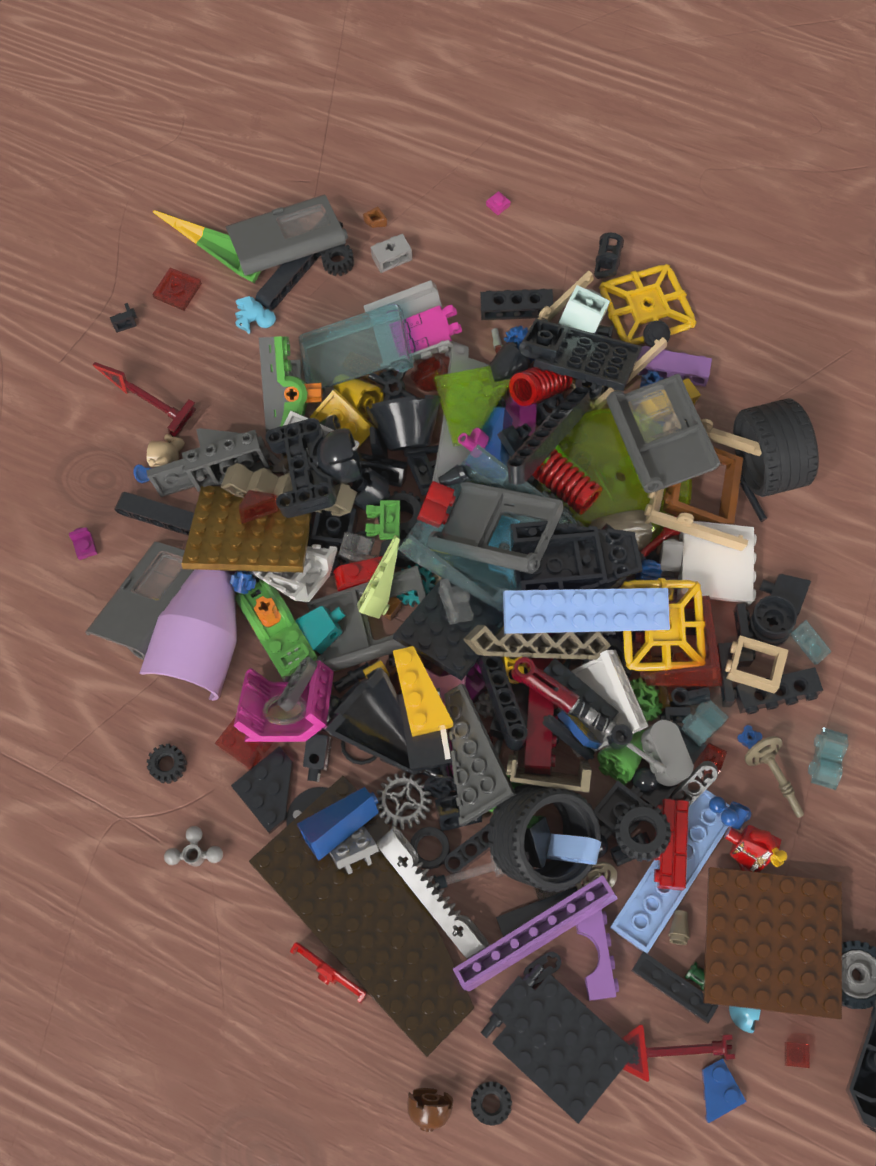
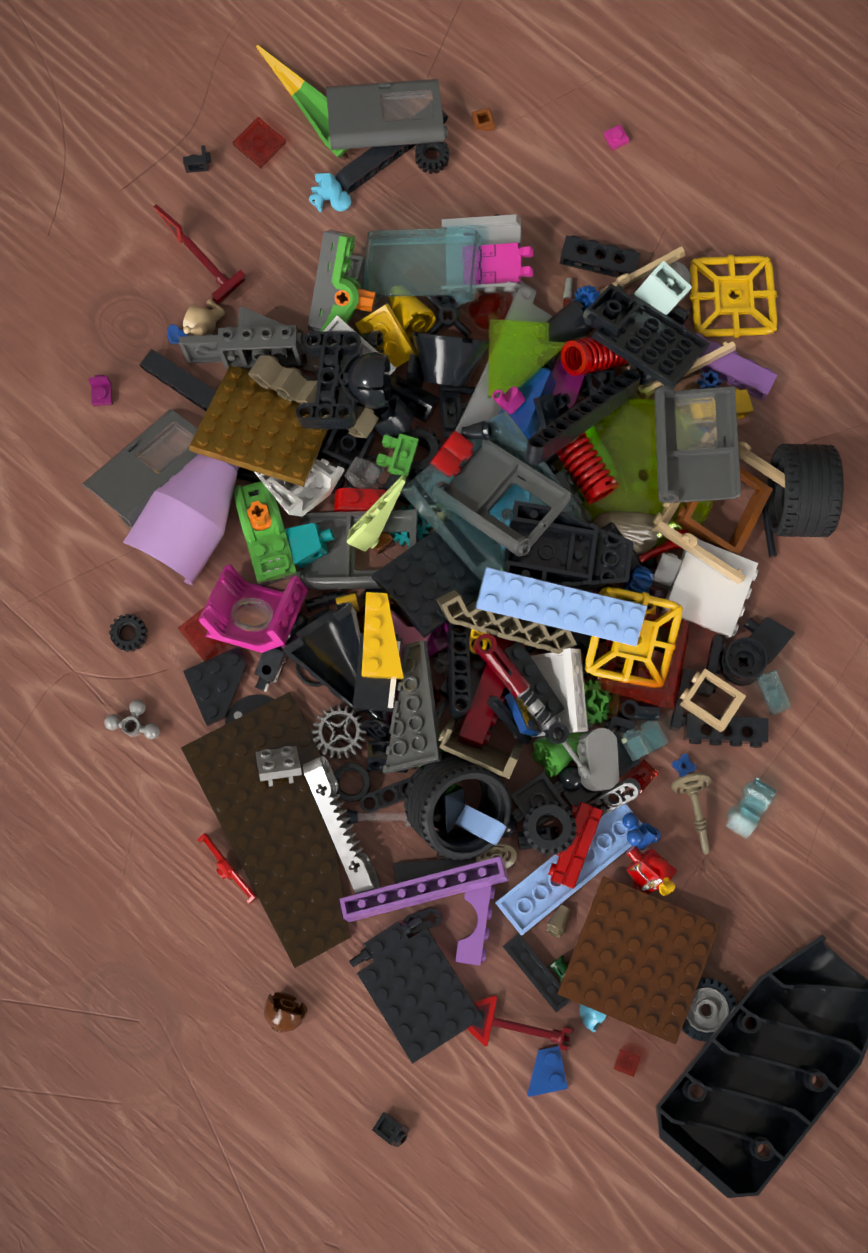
camera: 10 degrees right, 10 degrees up
(243, 581) = (244, 479): blue gear -> none
(257, 505) = (277, 404): clear red slope -> none
(297, 684) = (269, 594): dark grey beam -> none
(338, 821) = (272, 736): blue slope -> none
(391, 253) = (496, 168): light grey brick -> none
(455, 602) = (441, 559): clear panel -> none
(505, 1103) = (340, 1037): black tyre -> none
(606, 259) = (707, 235): black piece -> none
(654, 331) = (730, 330): black plate -> none

